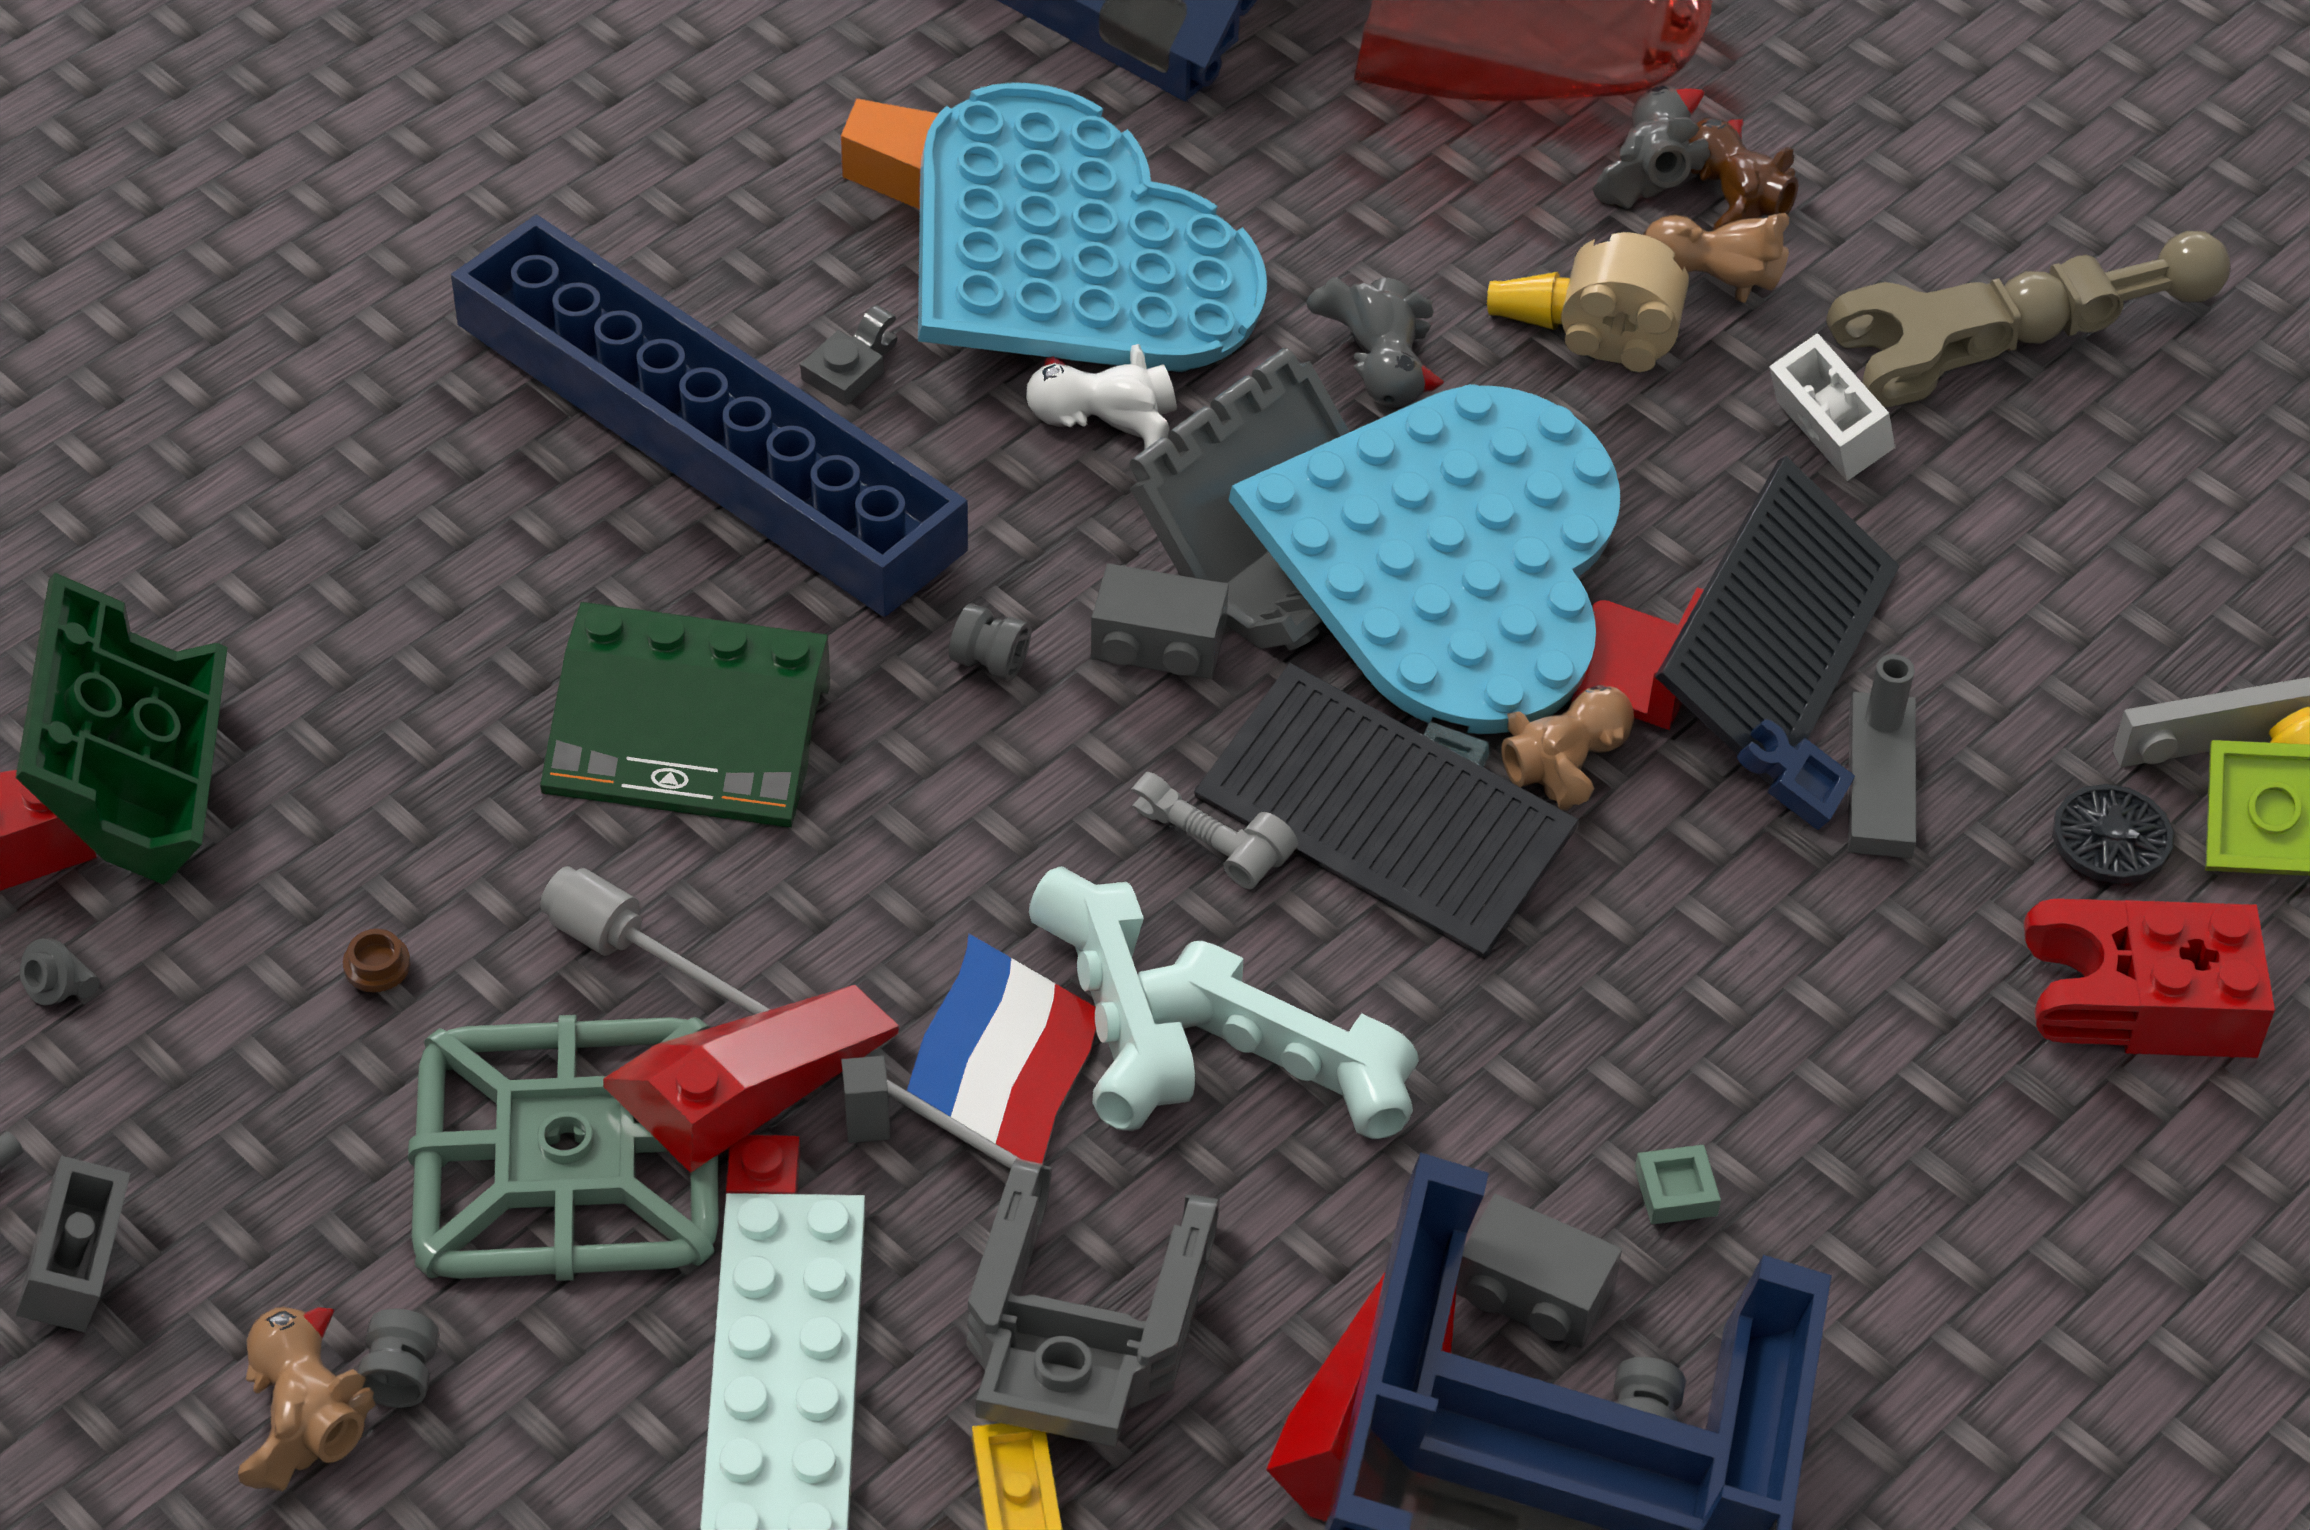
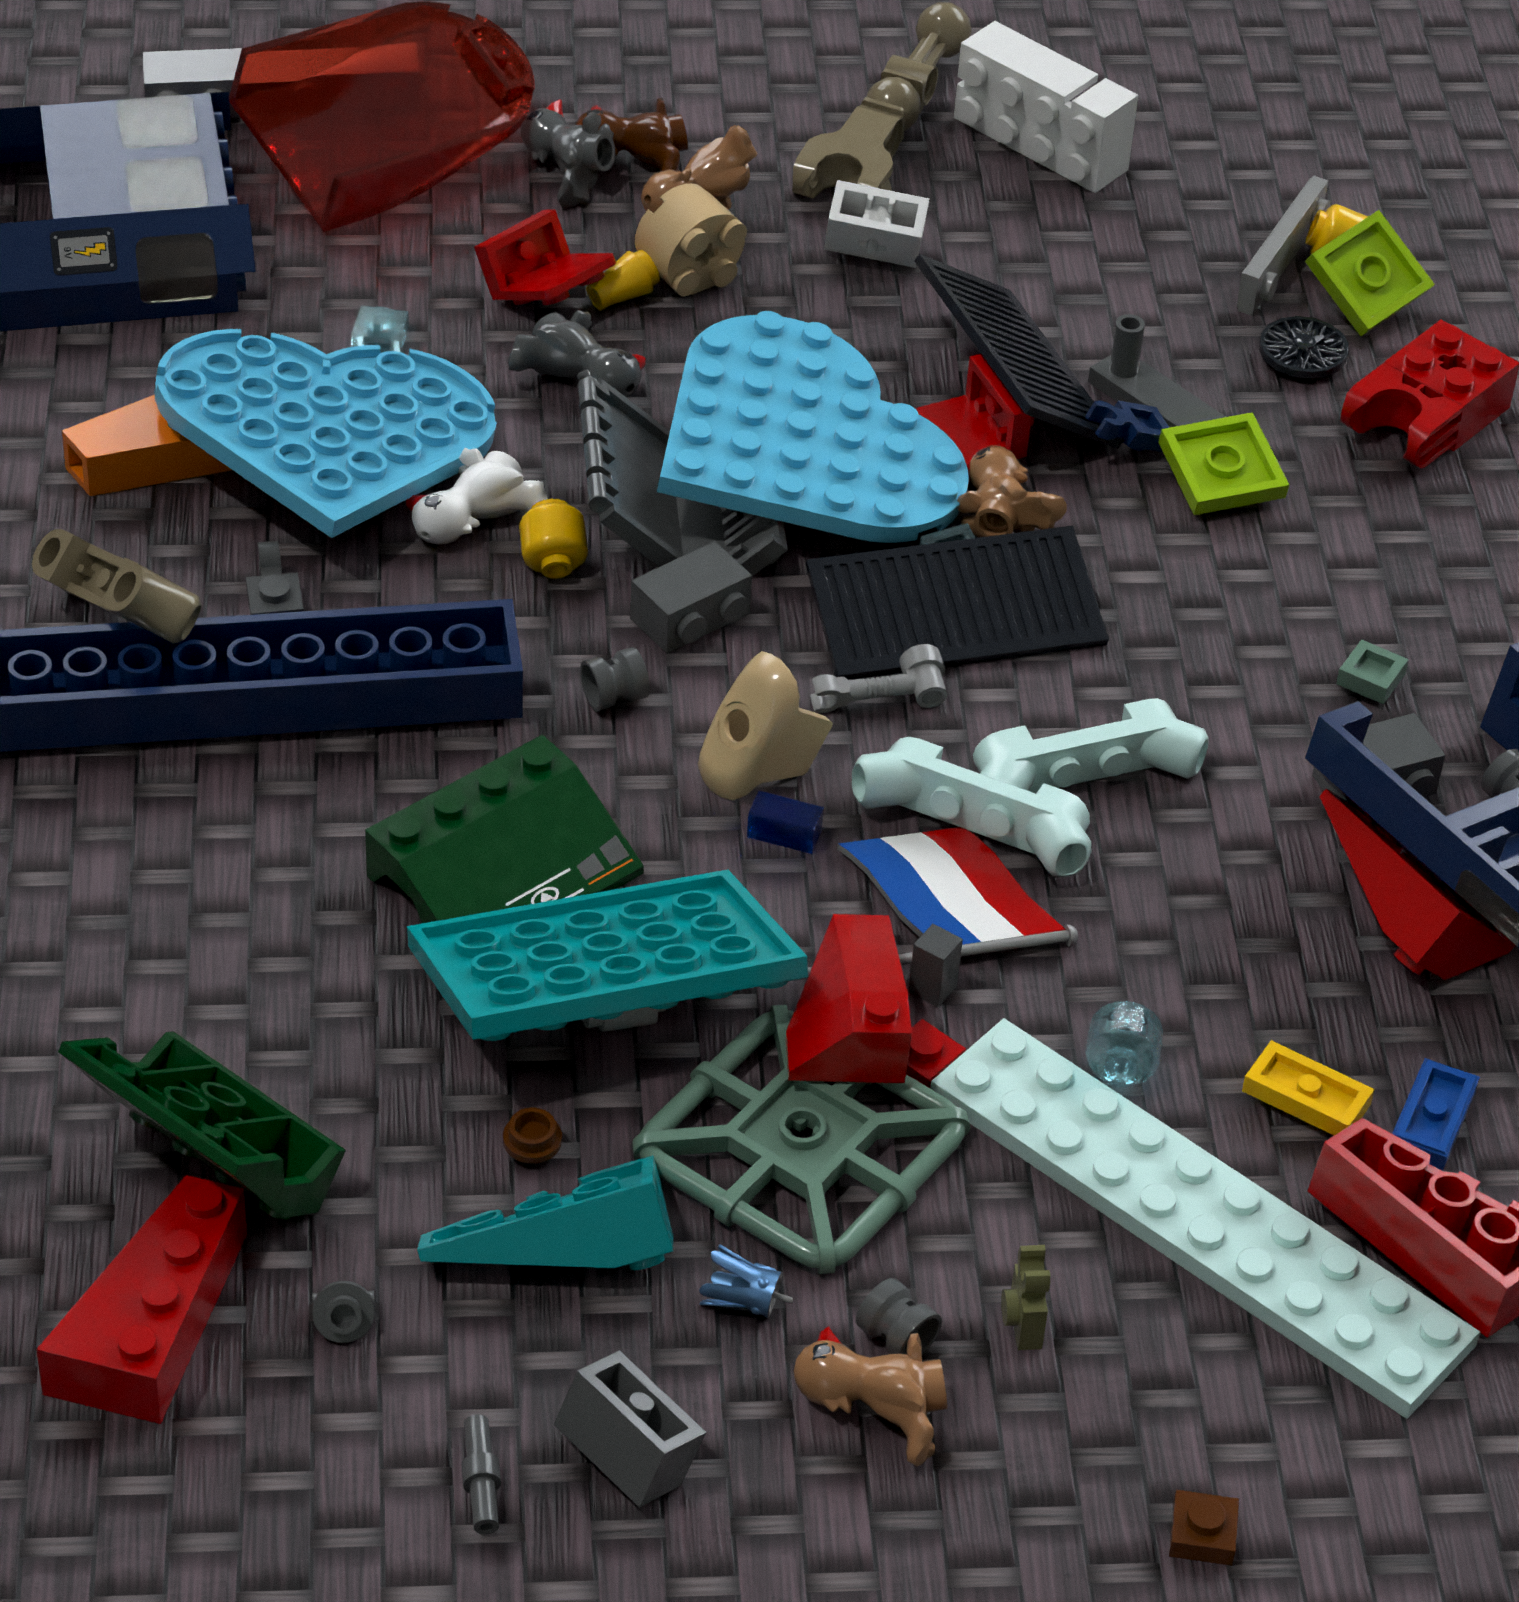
camera: 50 degrees left, 5 degrees down
(282, 1056) = (604, 1223): none -> teal wedge
(347, 1231) = (748, 1287): none -> flat silver piece
(506, 1436) = (1025, 1302): none -> olive plate
(602, 856) = (604, 954): none -> teal plate
(663, 269) = (116, 585): none -> dark tan plate
(914, 1305) = (1124, 1043): none -> clear light blue head
(950, 878) = (785, 822): none -> clear blue piece
(1019, 779) = (760, 731): none -> tan piece
(1067, 1362) = (1243, 1001): dark grey plate -> none
(1107, 483) = (553, 538): none -> yellow head
(1266, 198) = (380, 327): none -> clear light blue plate
(1468, 225) = (535, 262): none -> red bracket
(1836, 878) = (1223, 463): none -> lime plate
(2171, 409) = (1023, 98): none -> white piece

